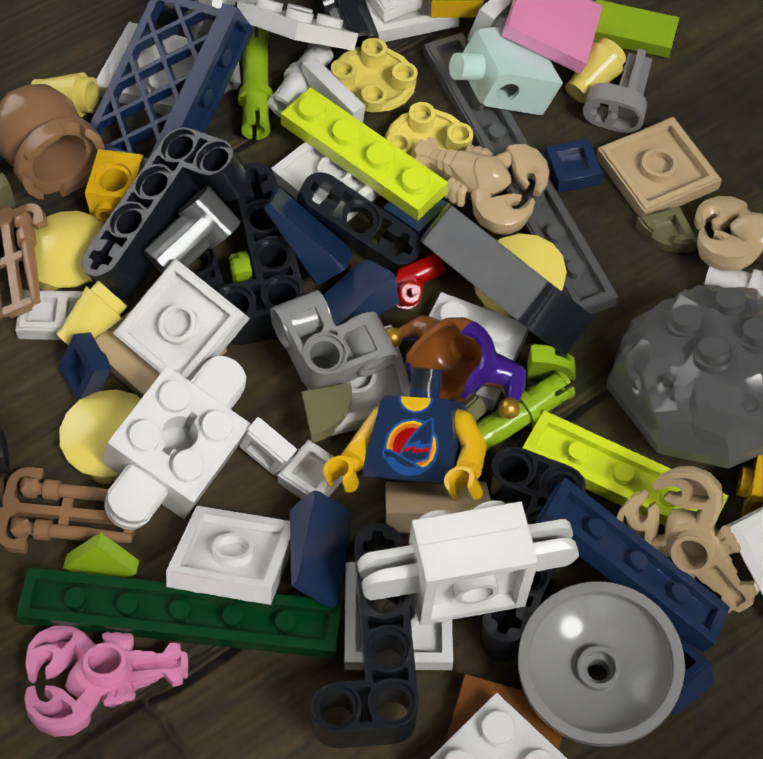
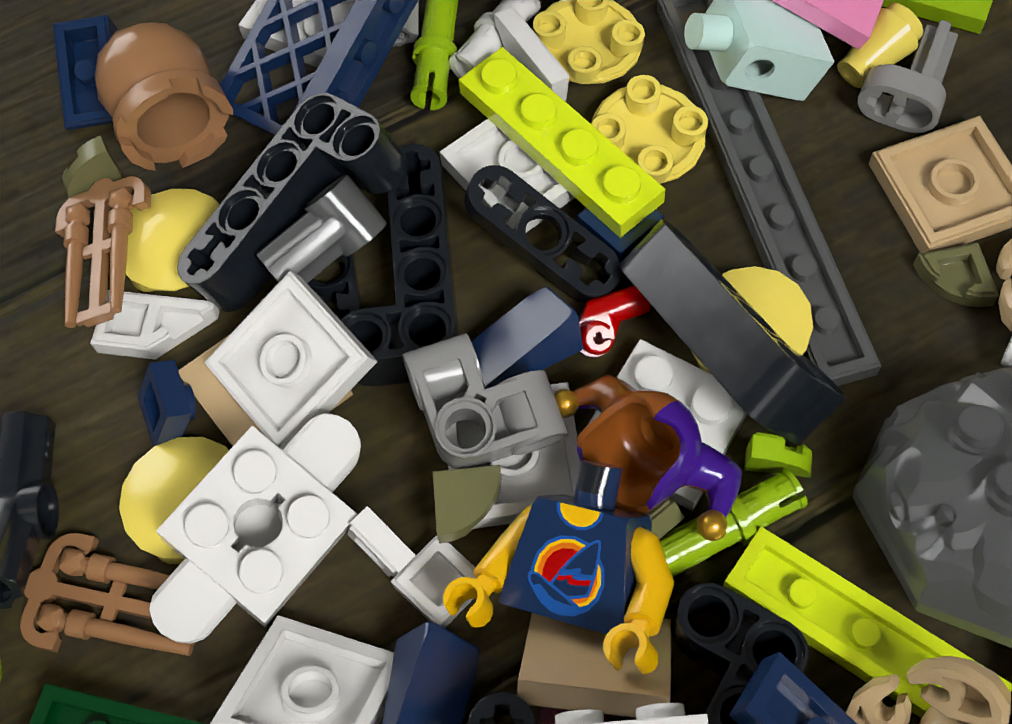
camera: 15 degrees right, 5 degrees up
(79, 88) = (213, 31): light yellow cone -> none
(93, 313) = (185, 331): light yellow cone -> none
(101, 557) = (145, 680): lime tile -> none
(110, 180) = (233, 145): yellow brick -> none
(240, 267) = (381, 285): lime tile -> none
(312, 243) = (474, 257): dark blue slope -> none
(480, 176) = (713, 182): tan animal -> none
(573, 165) = (837, 174): dark blue plate -> none

